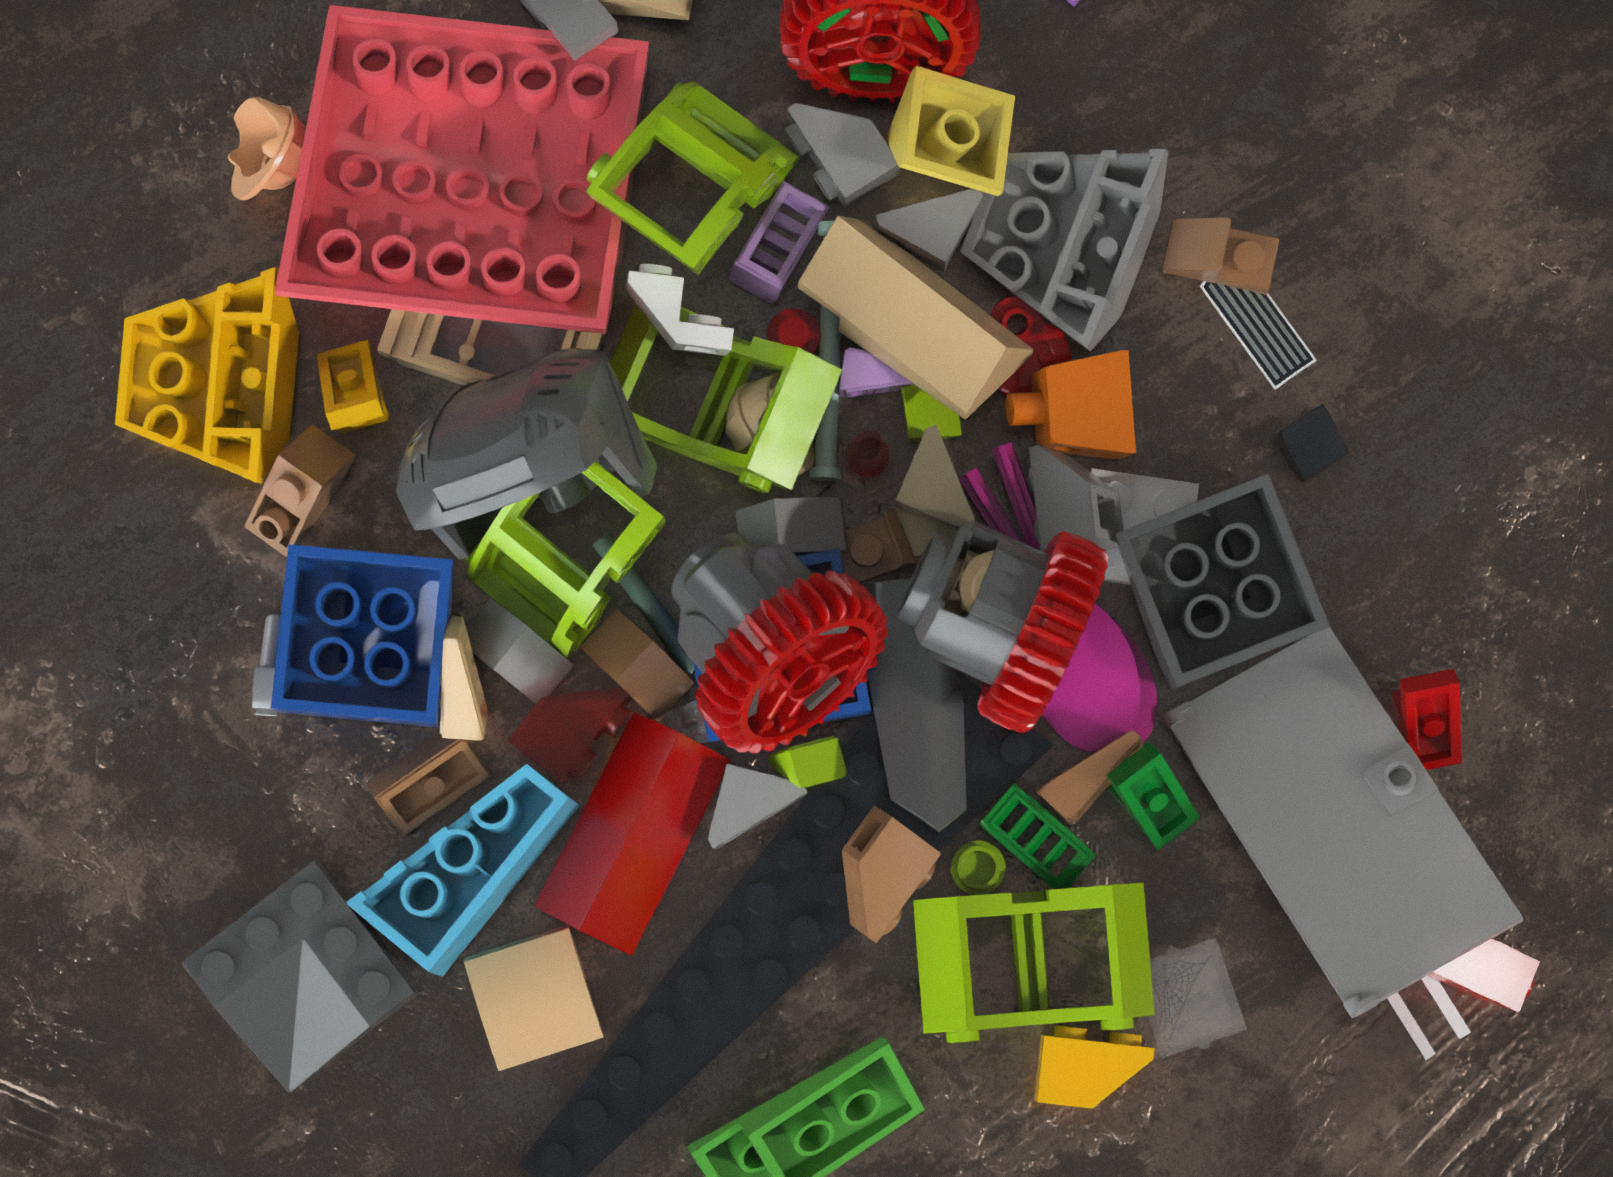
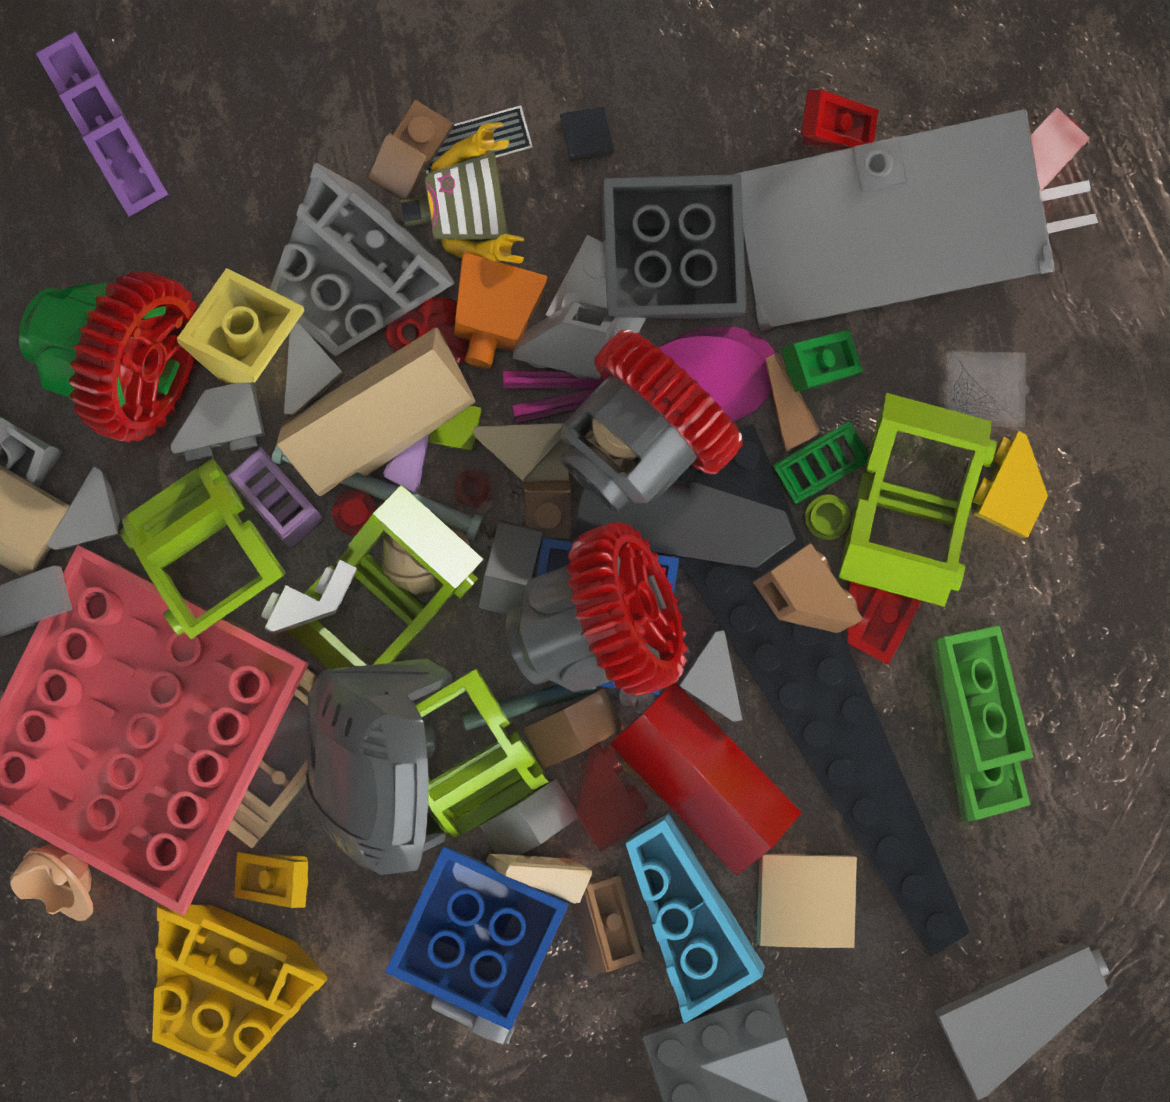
camera: 75 degrees left, 5 degrees up
(299, 488) = (340, 948): medium nougat slope -> none
(686, 45) = (90, 516): none -> light grey slope
(810, 762) = (701, 619): lime slope -> none
(881, 971) = (884, 621): none -> red wing
(1188, 334) = (466, 200): none -> torso

